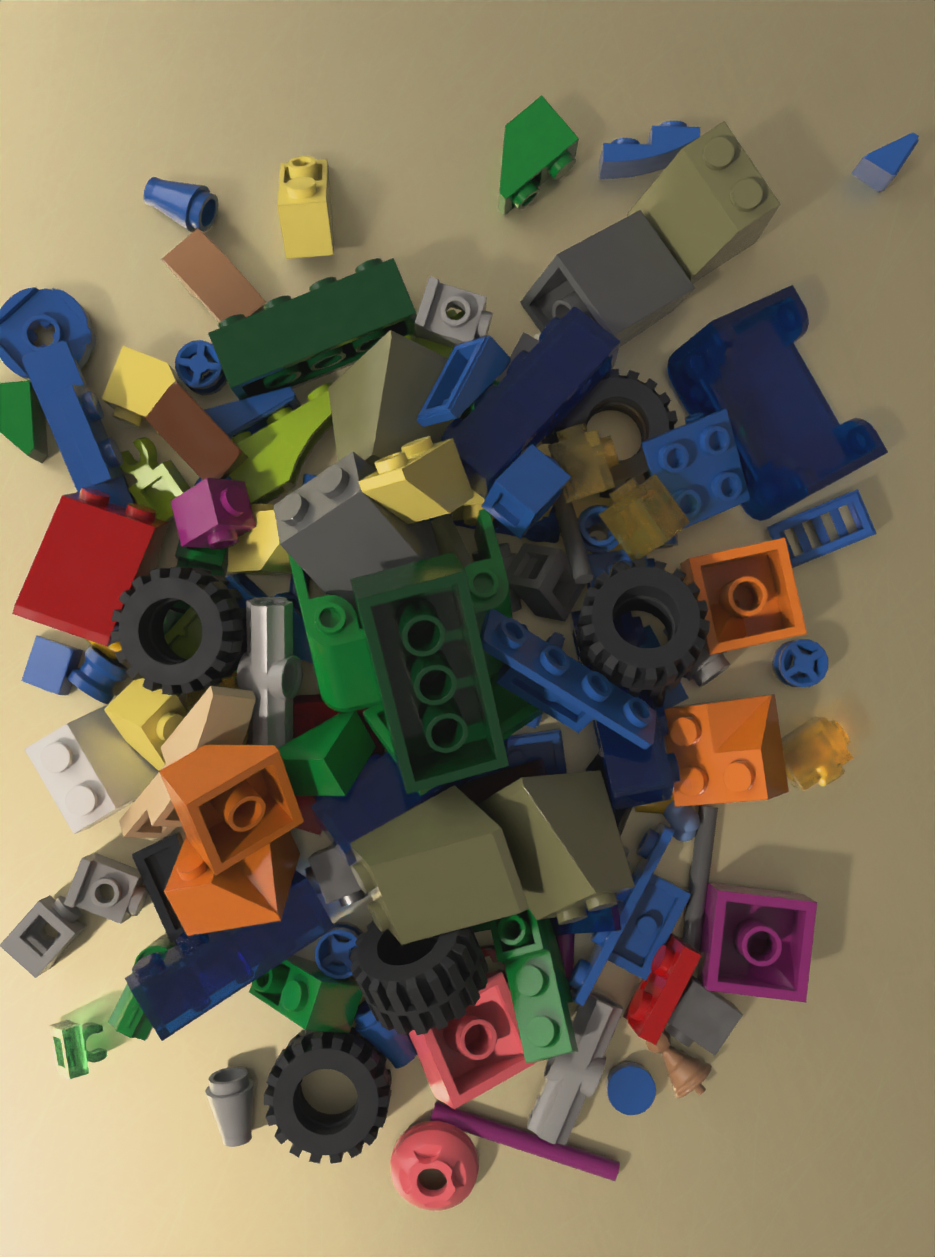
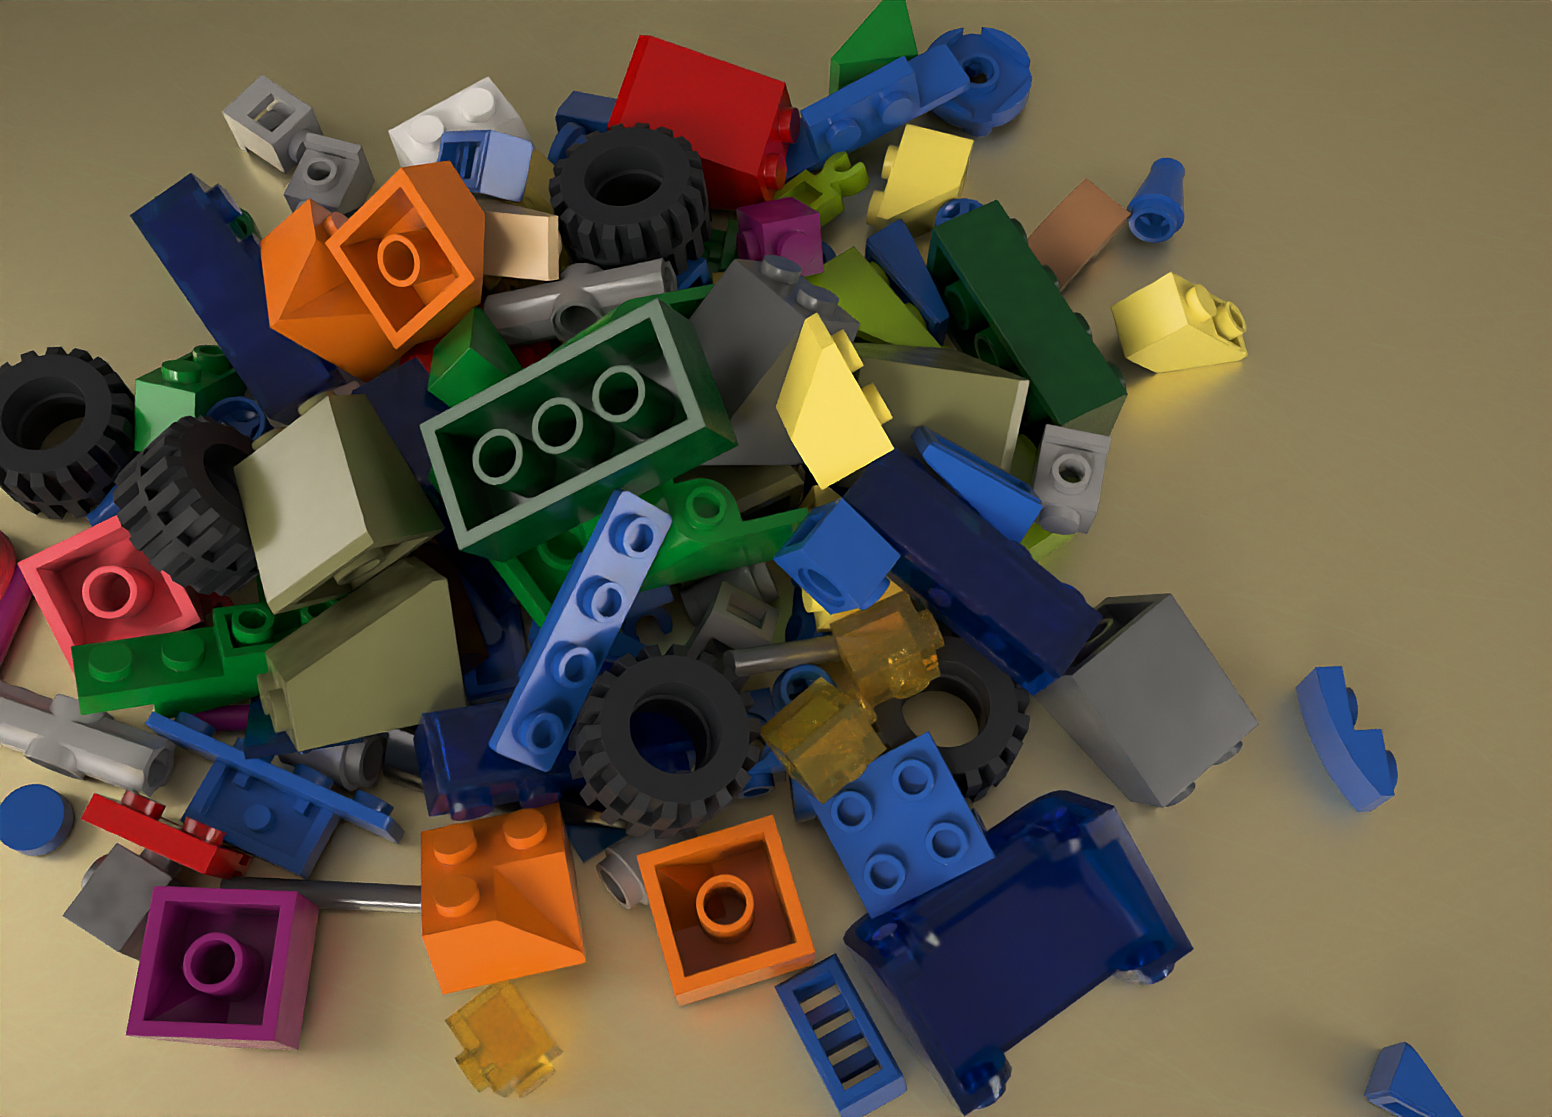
camera: 85 degrees right, 20 degrees down
(70, 1047) = (139, 163): clear green tile -> none
(135, 747) = (488, 162): none -> slope
(194, 434) = (876, 216): reddish brown slope -> none
(231, 1102) = (65, 325): light grey cone -> none
(534, 149) = (1304, 584): green slope -> none
(683, 819) = (403, 860): medium blue arm -> none
(684, 1070) = (53, 889): medium nougat piece -> none
(708, 203) = (1281, 807): olive slope -> none
(808, 659) = (630, 1004): blue wheel -> none

